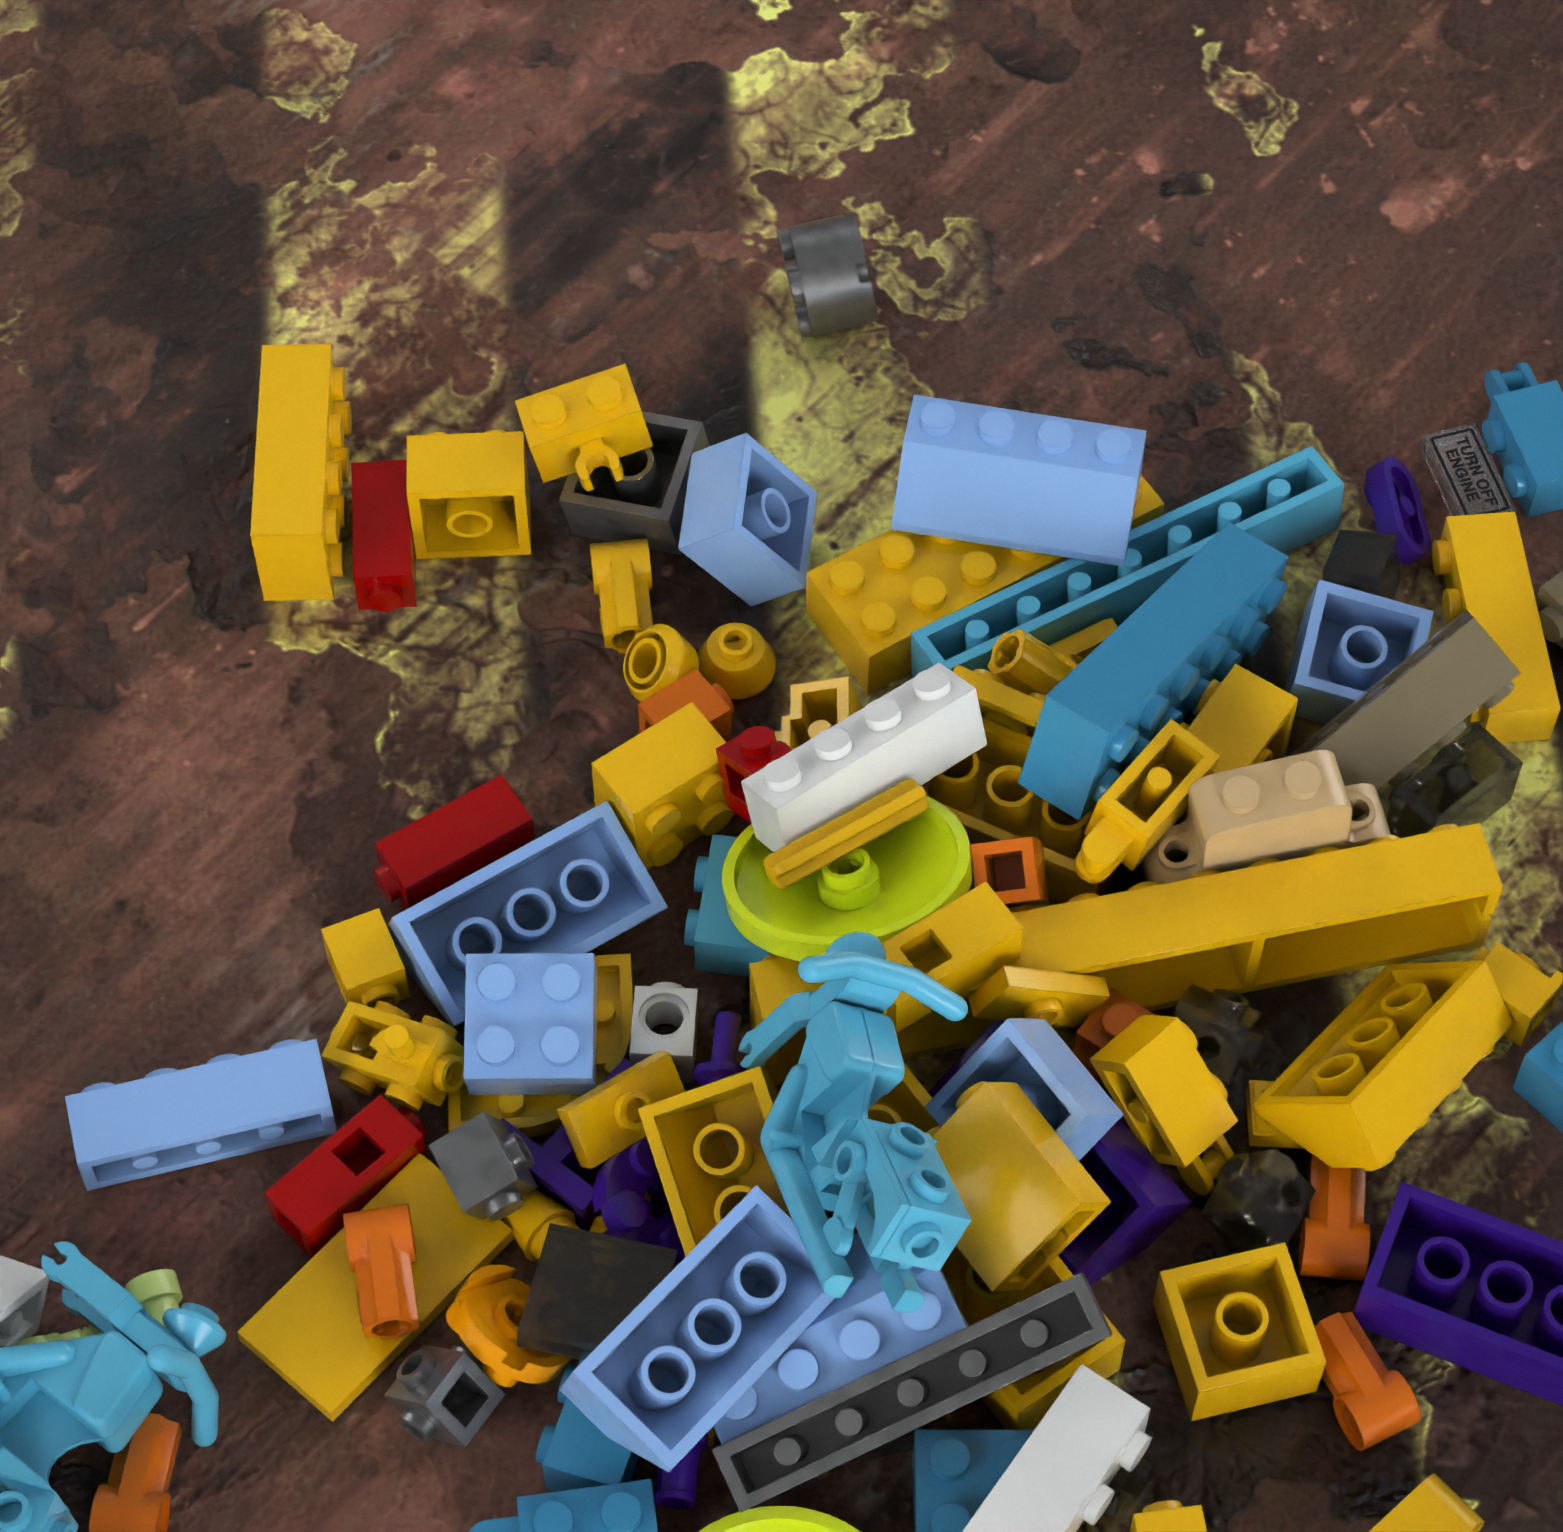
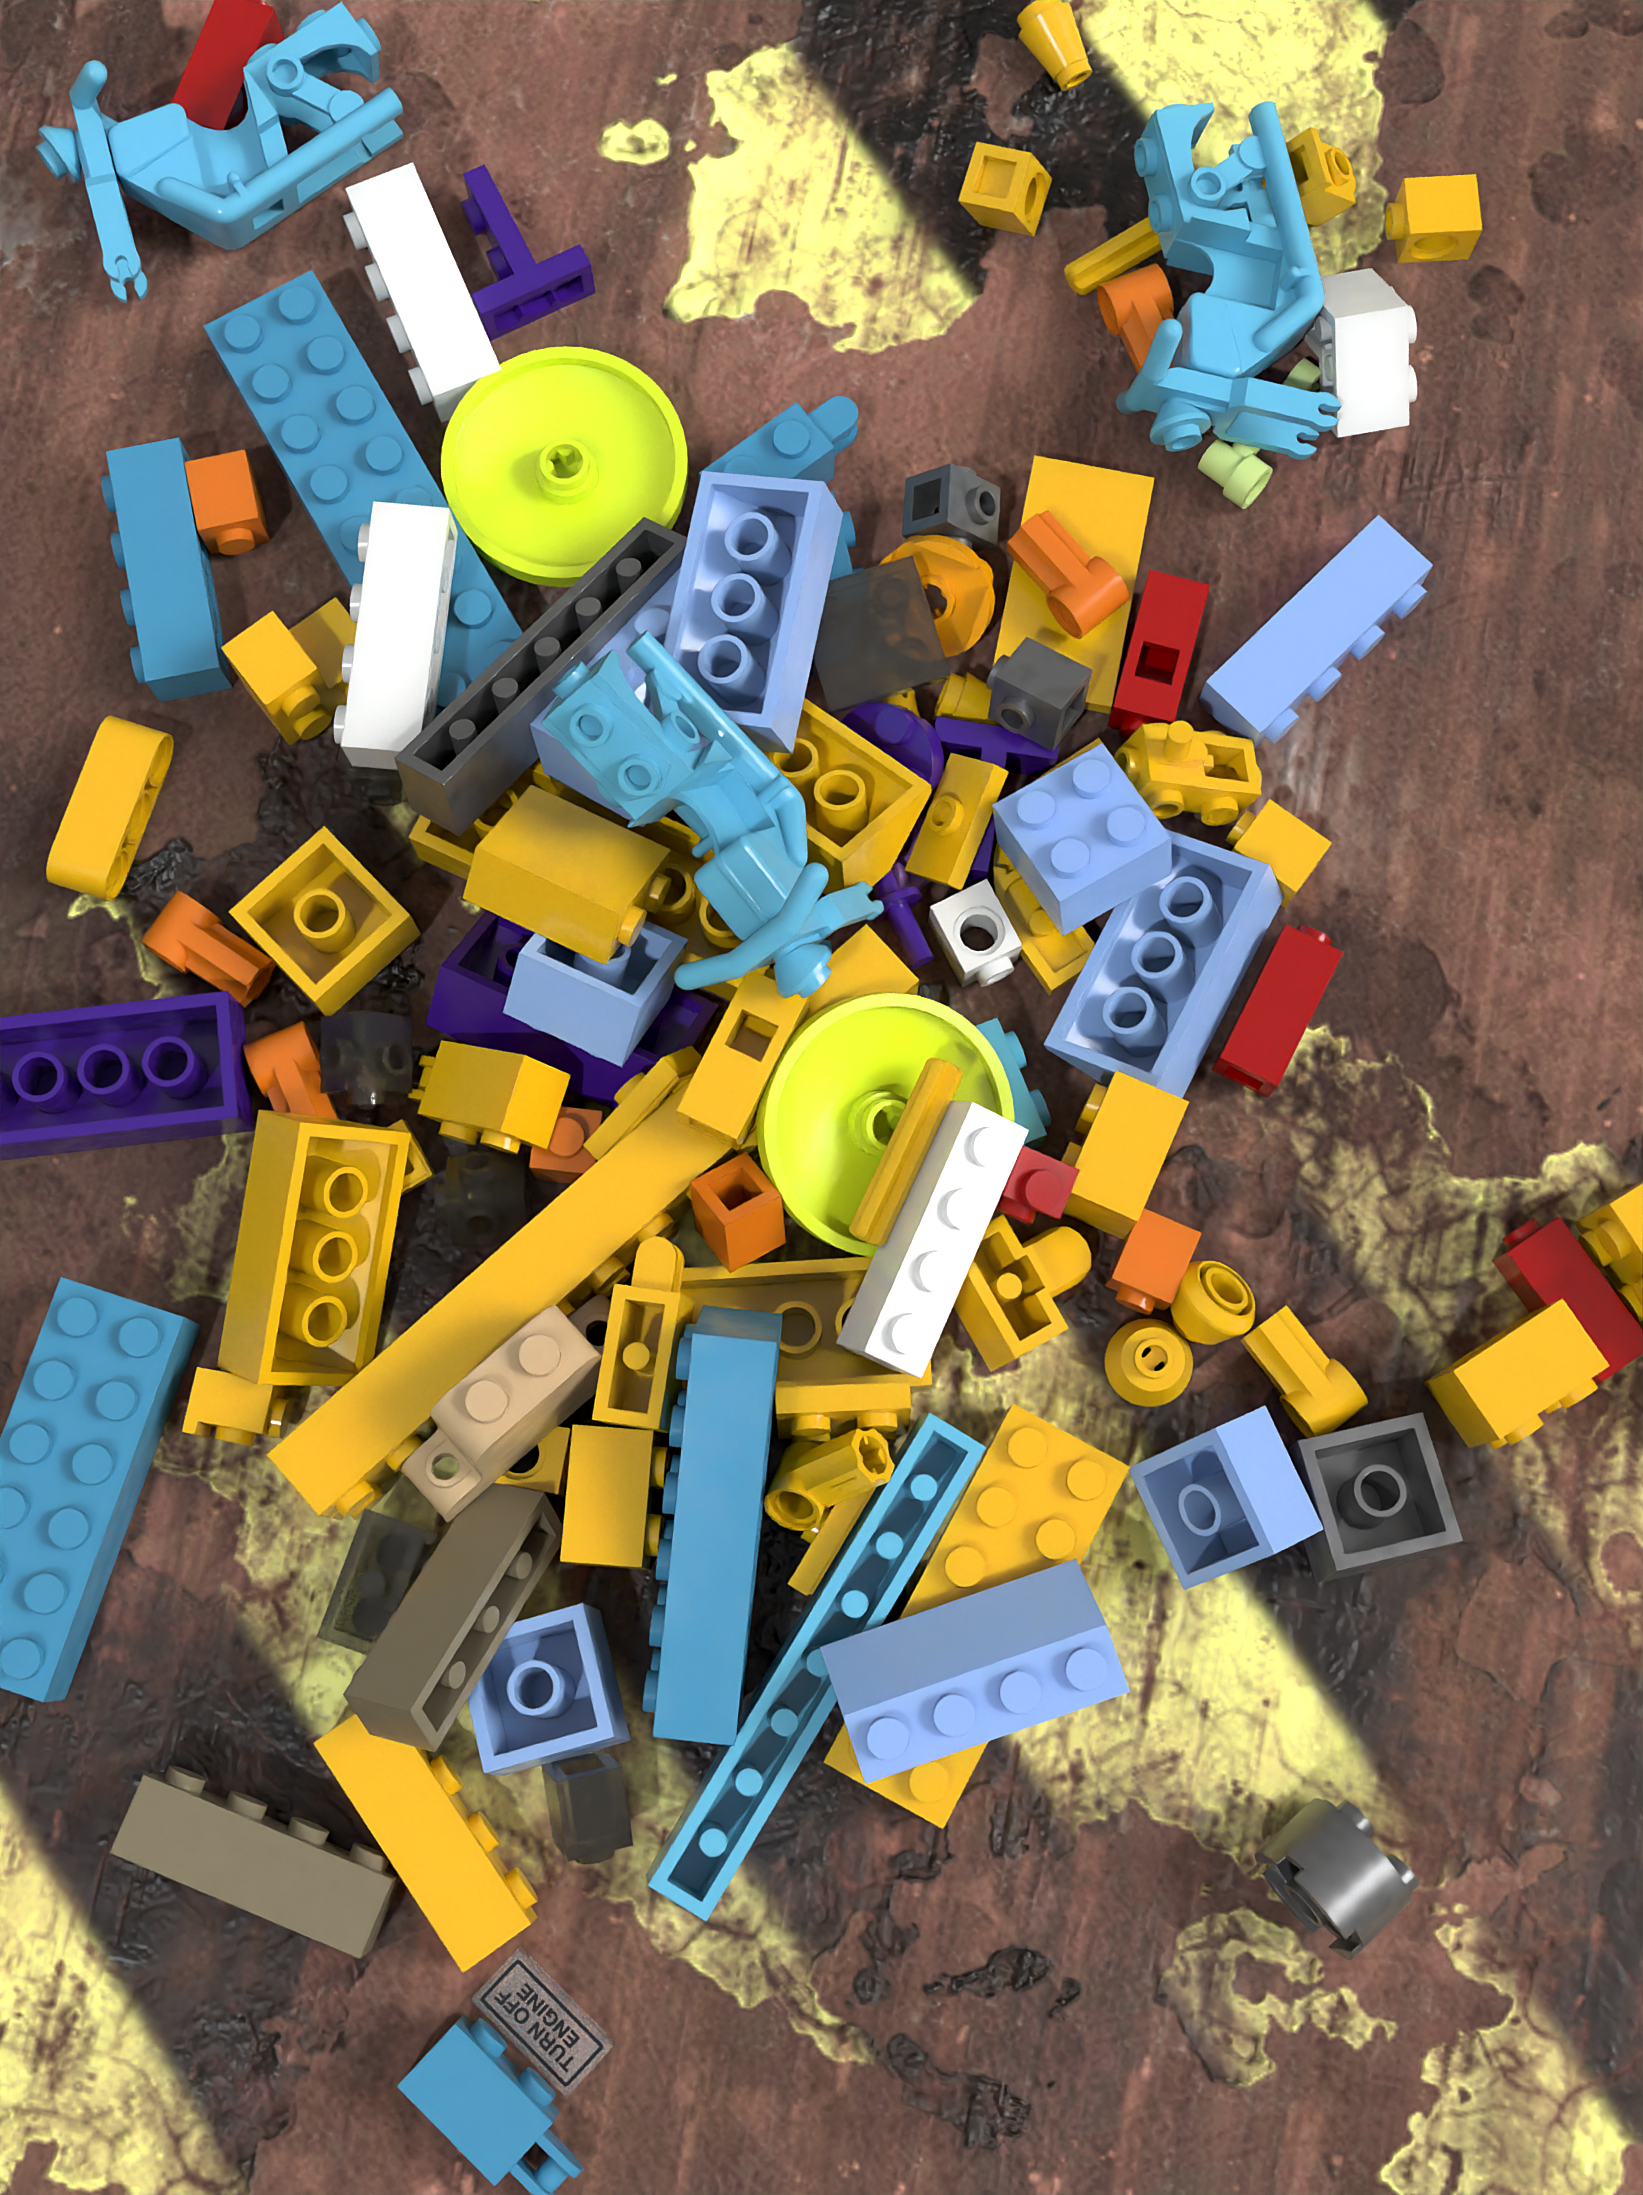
camera: 150 degrees right, 20 degrees up
(584, 426) = (1442, 1481): yellow brick -> none
(1398, 508) = (592, 1924): dark purple plate -> none

